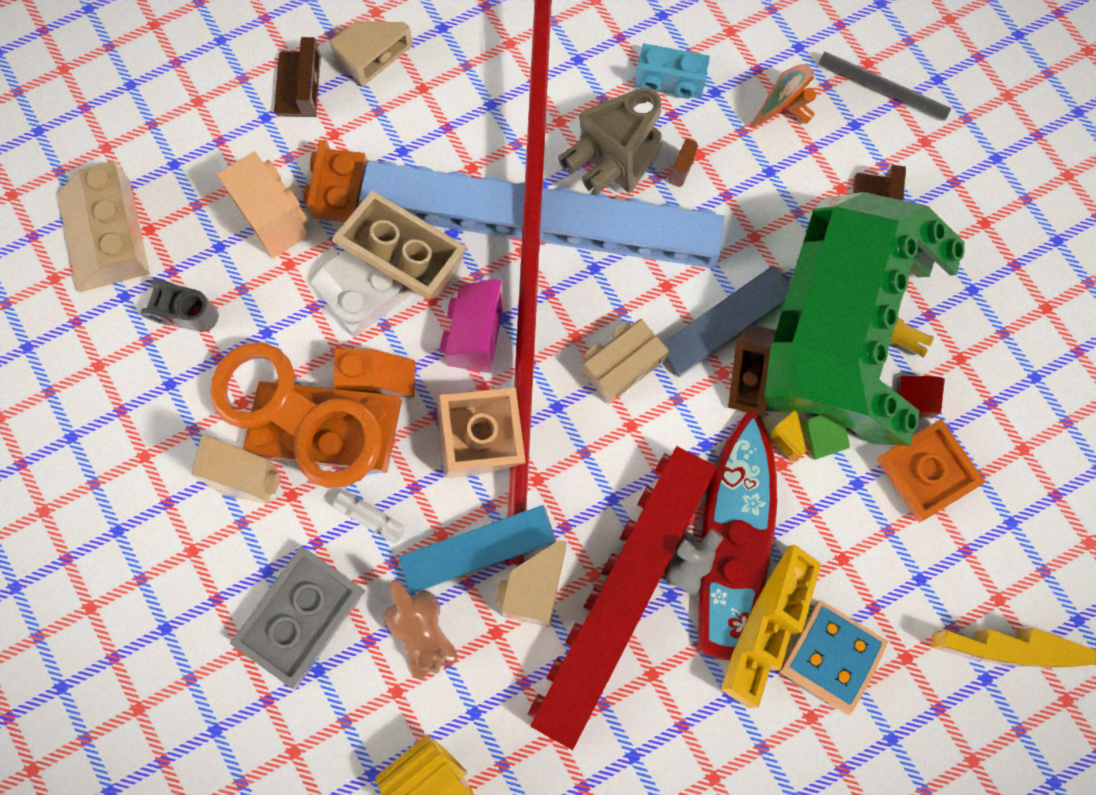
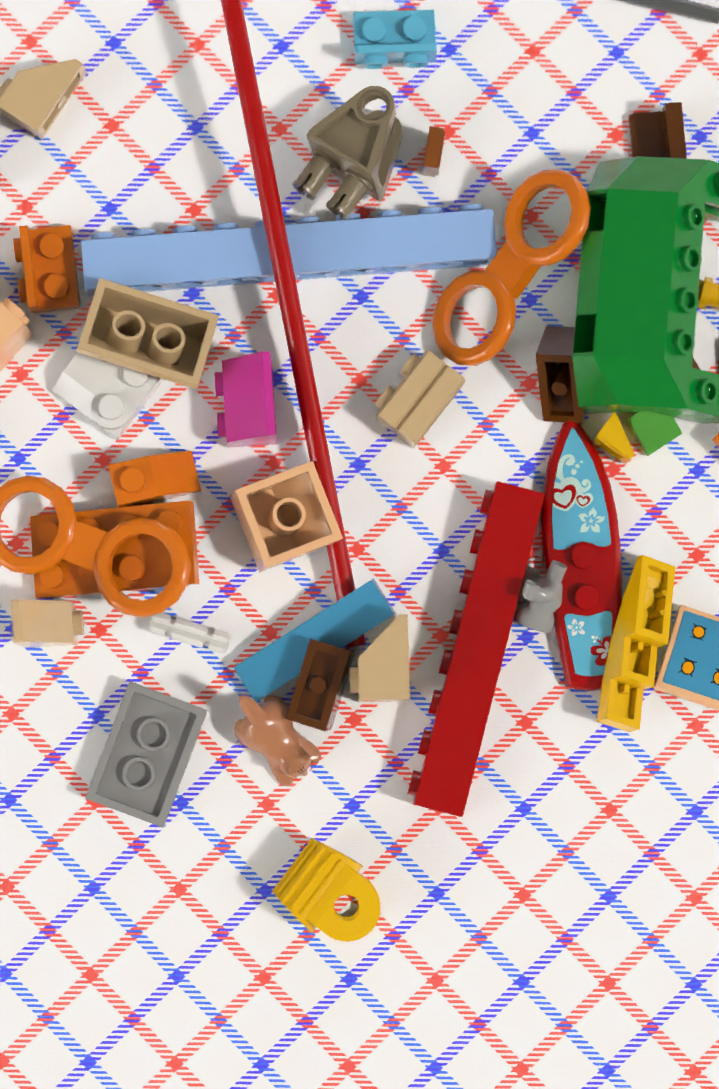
camera: 20 degrees left, 10 degrees up
(471, 592) = (320, 685): none -> reddish brown panel
(726, 320) = (535, 309): sand blue tile -> none
(731, 264) = (511, 267): none -> orange bar
(789, 93) = (533, 39): orange shield -> none

